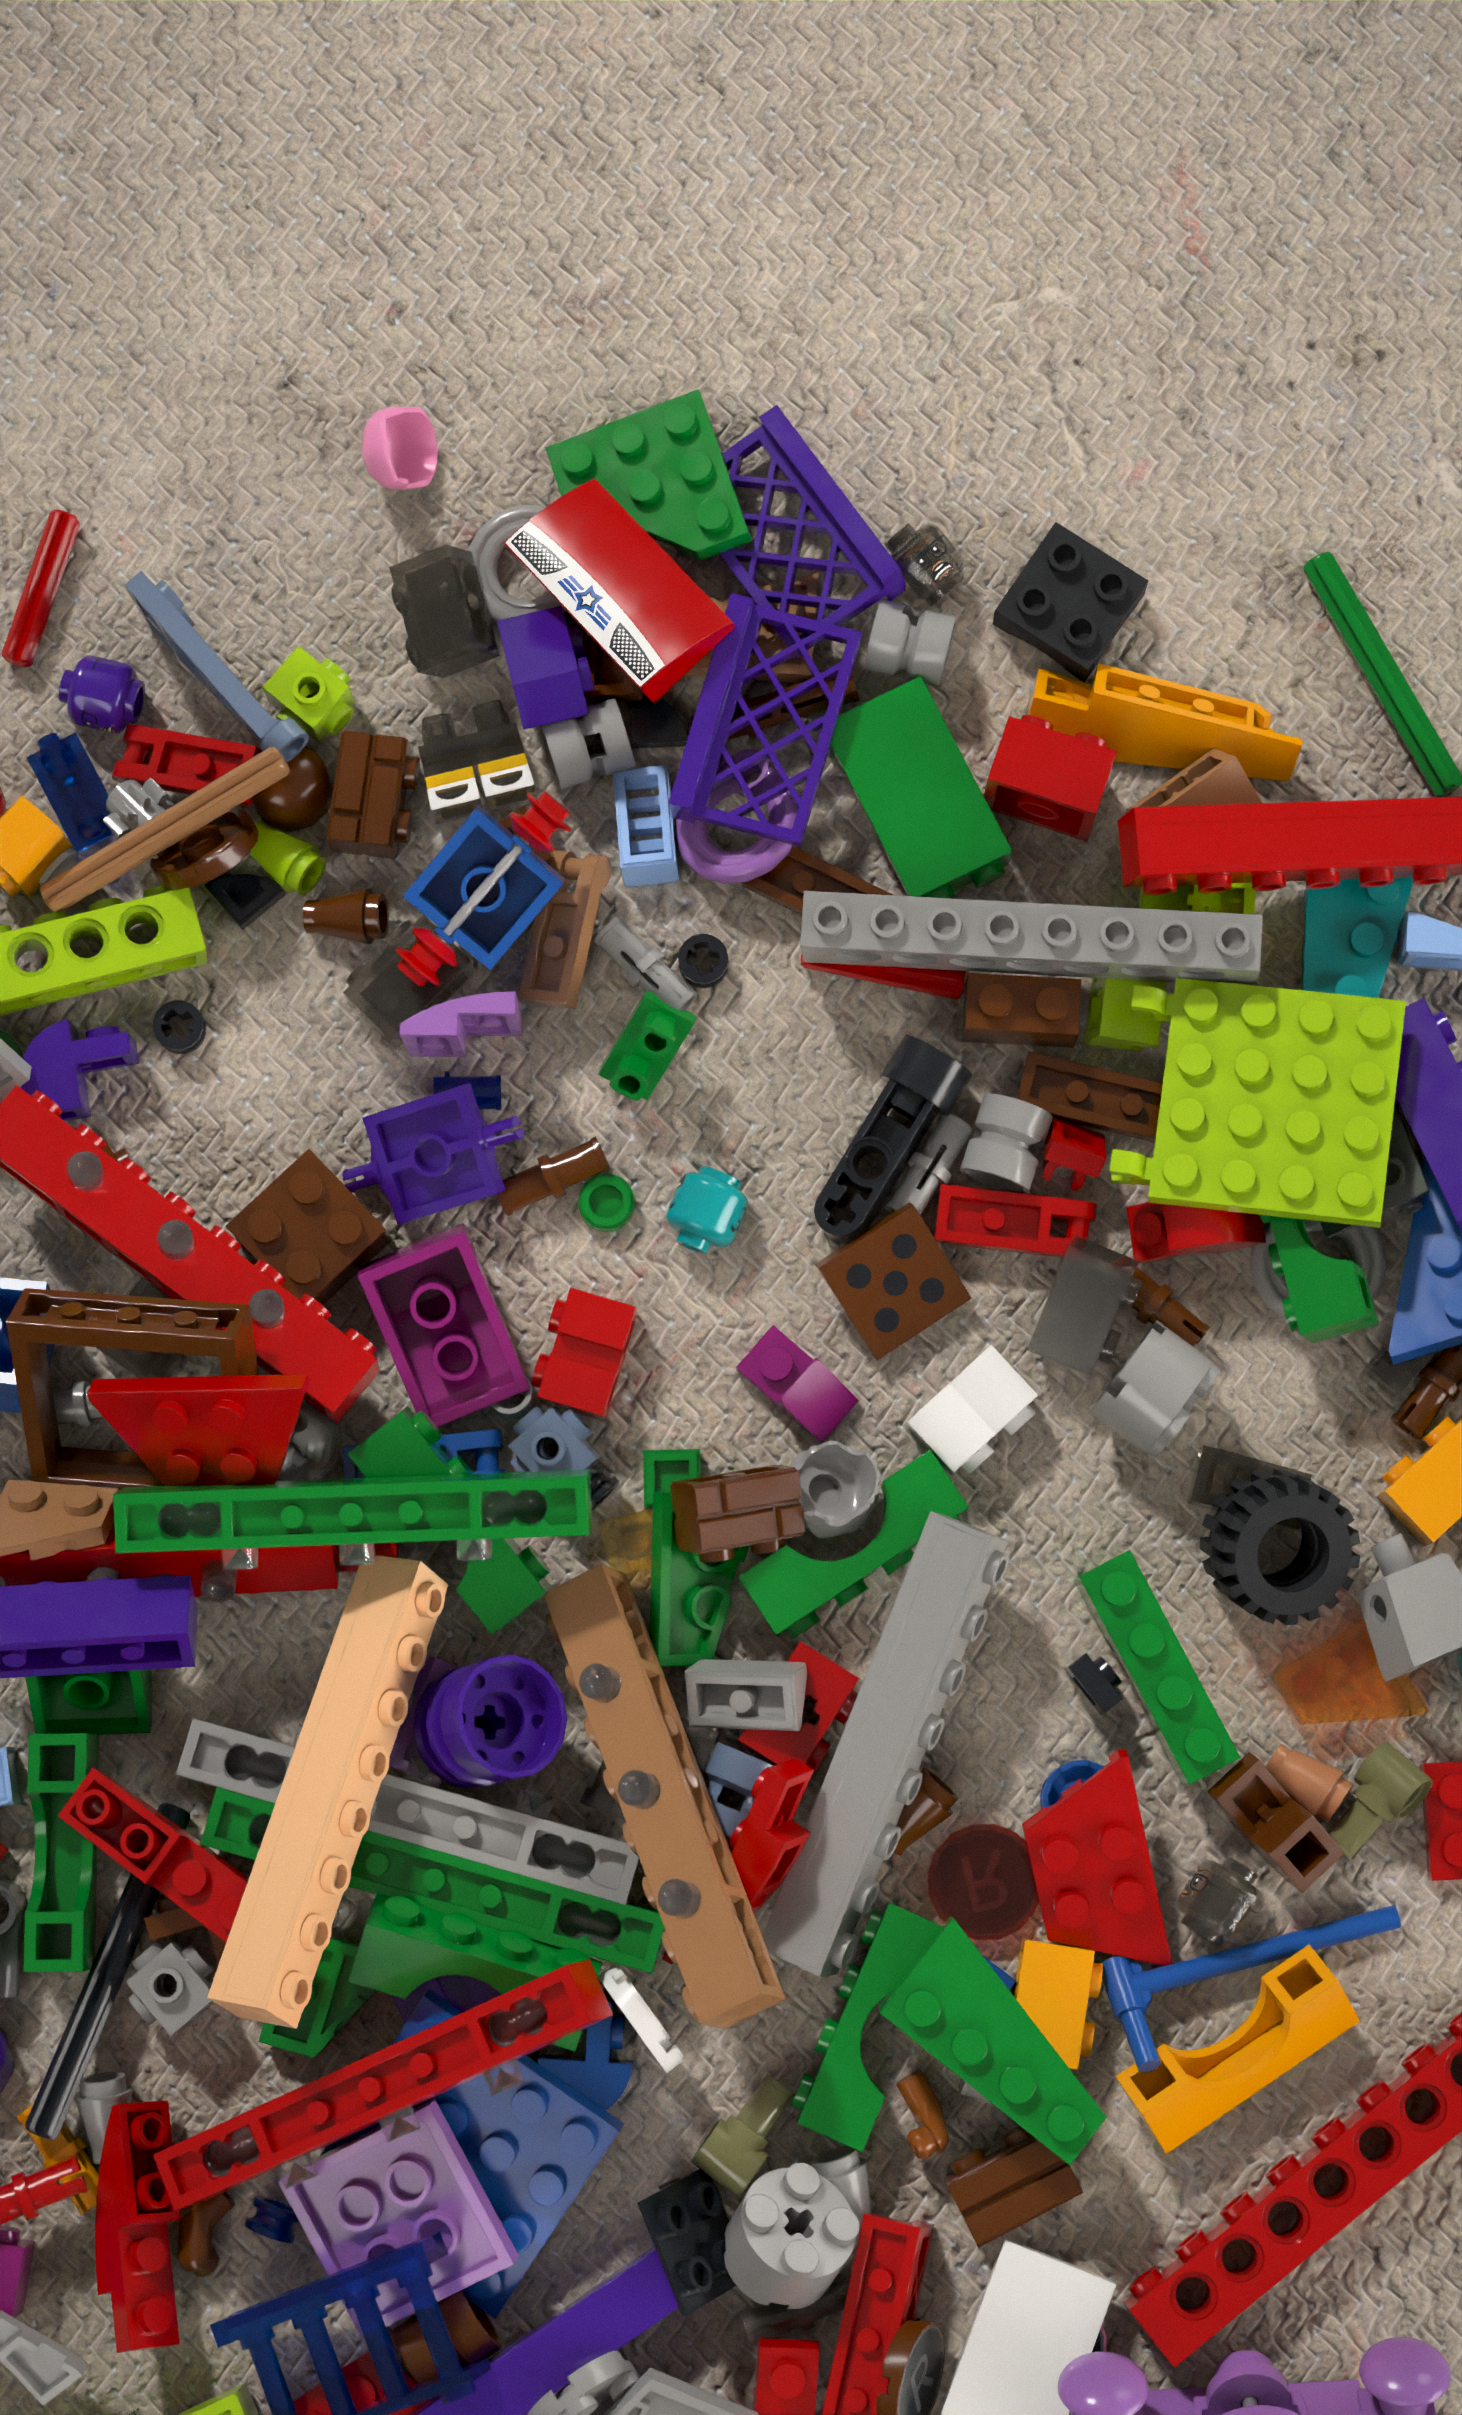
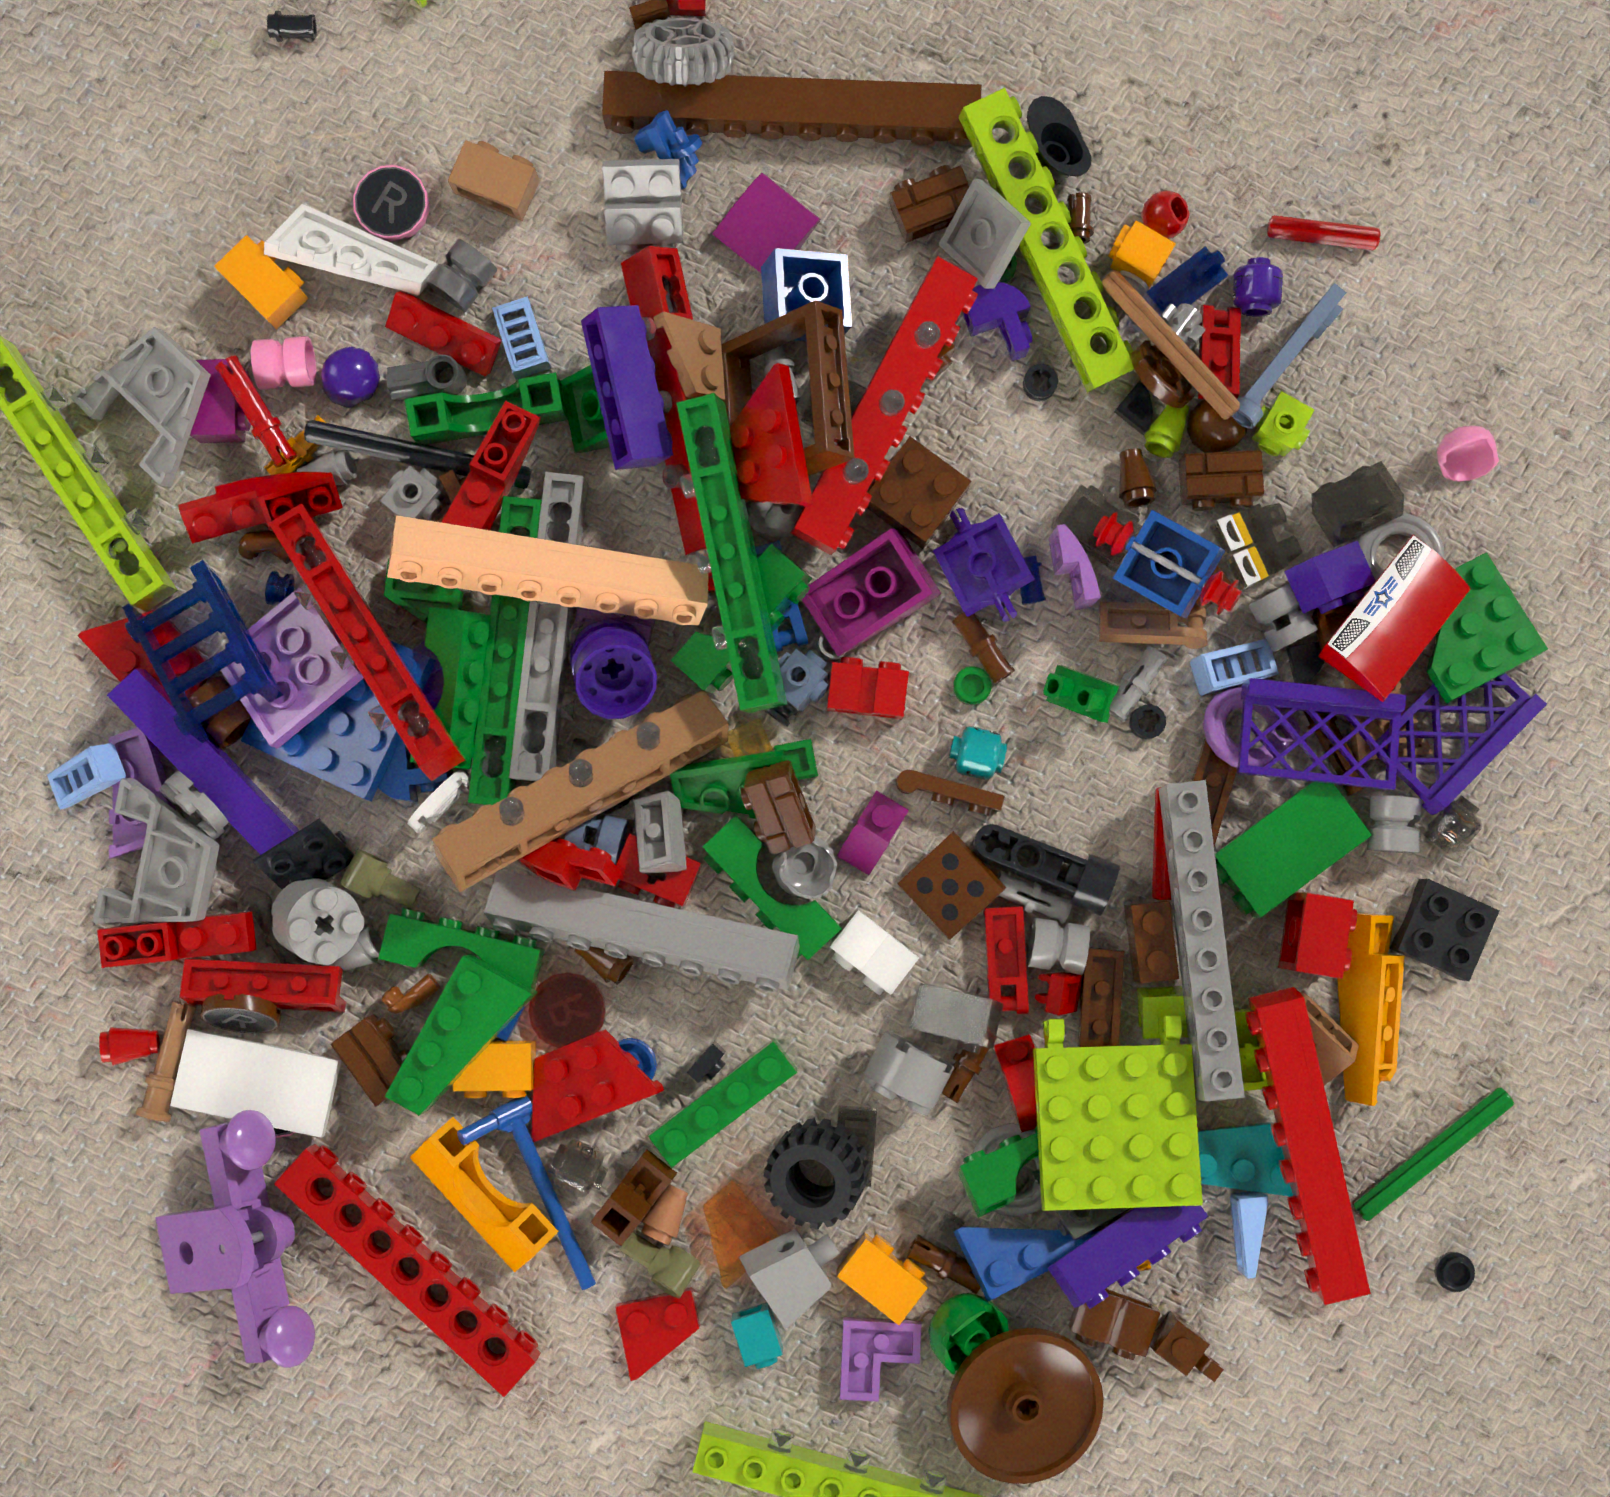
camera: 80 degrees right, 5 degrees up
(755, 1263) = (947, 791): none -> reddish brown plate

